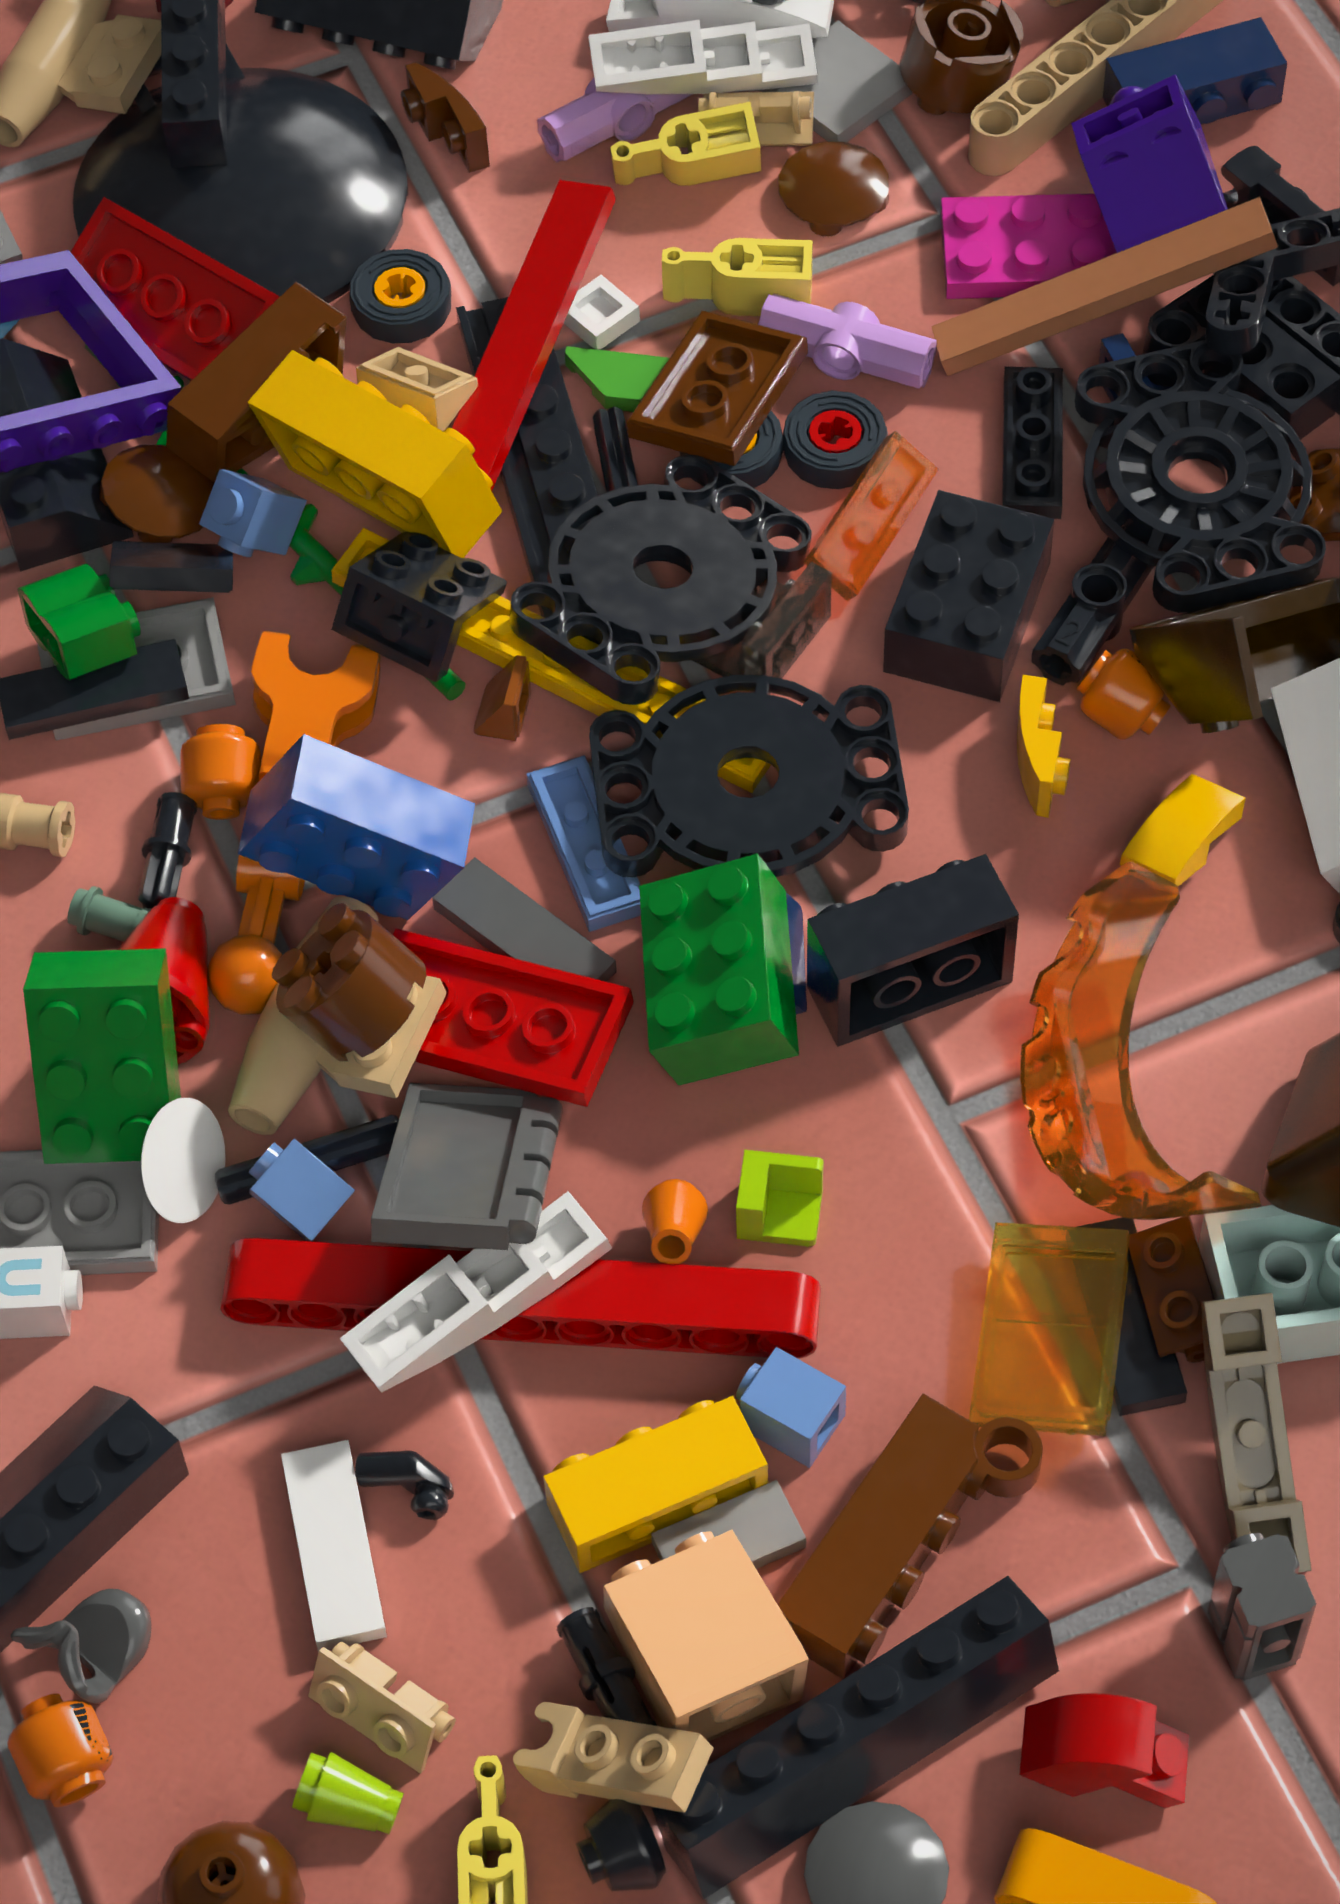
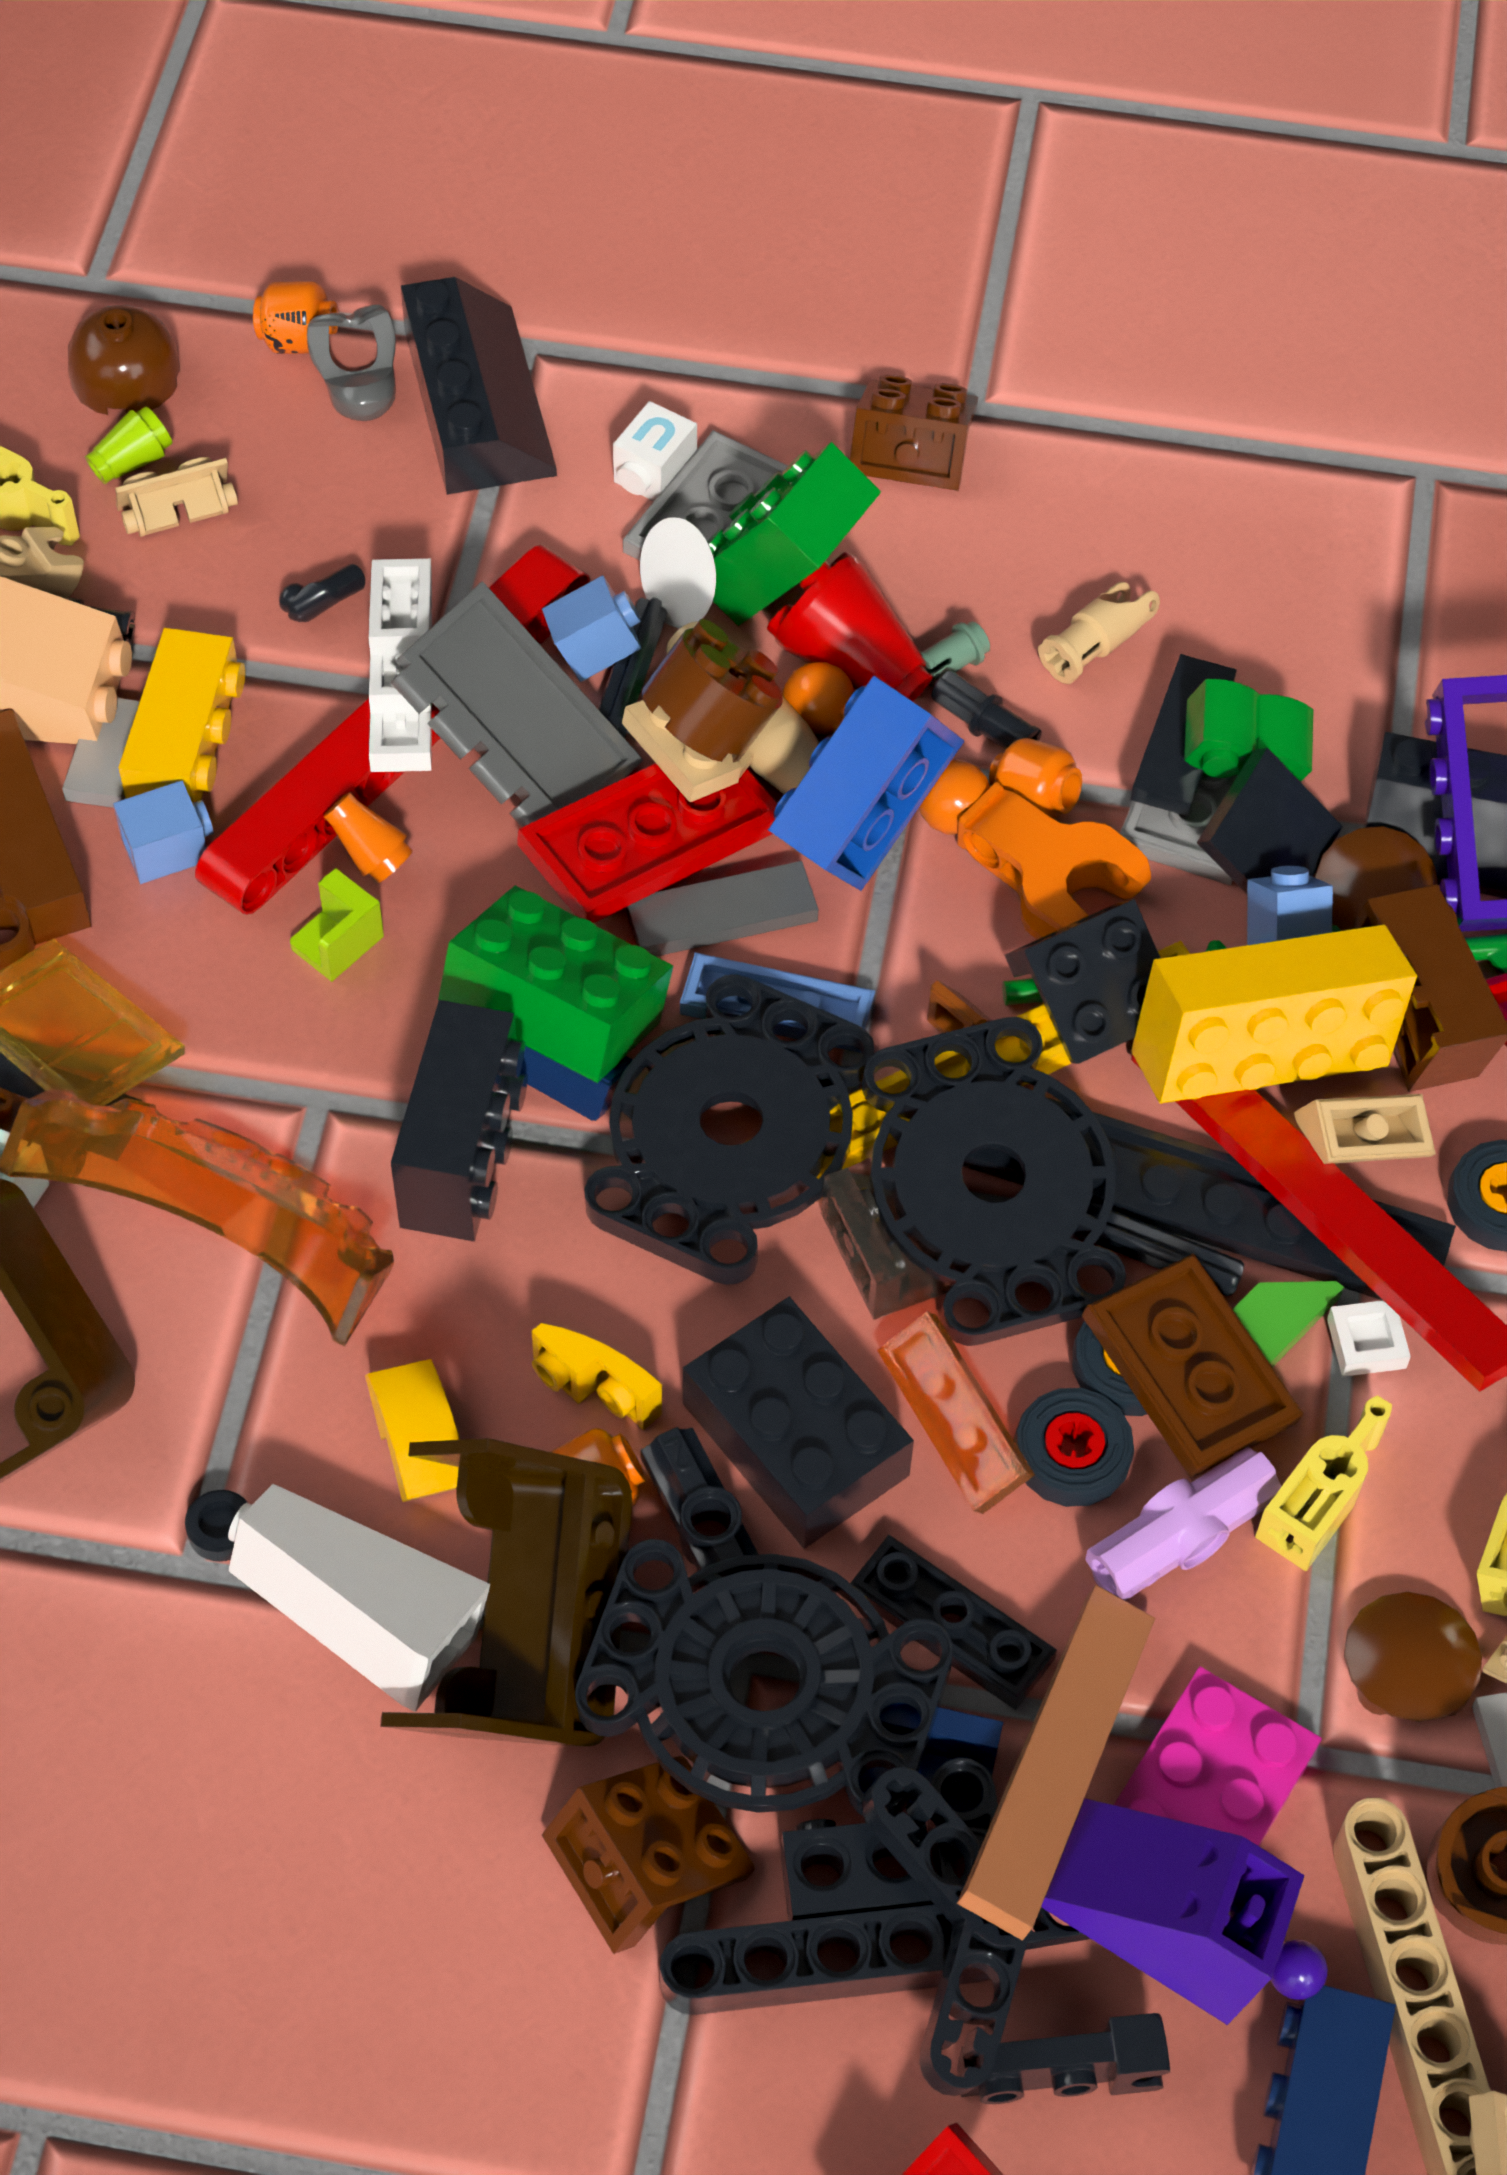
camera: 120 degrees right, 0 degrees up
(333, 1545) = (310, 531): white tile -> none

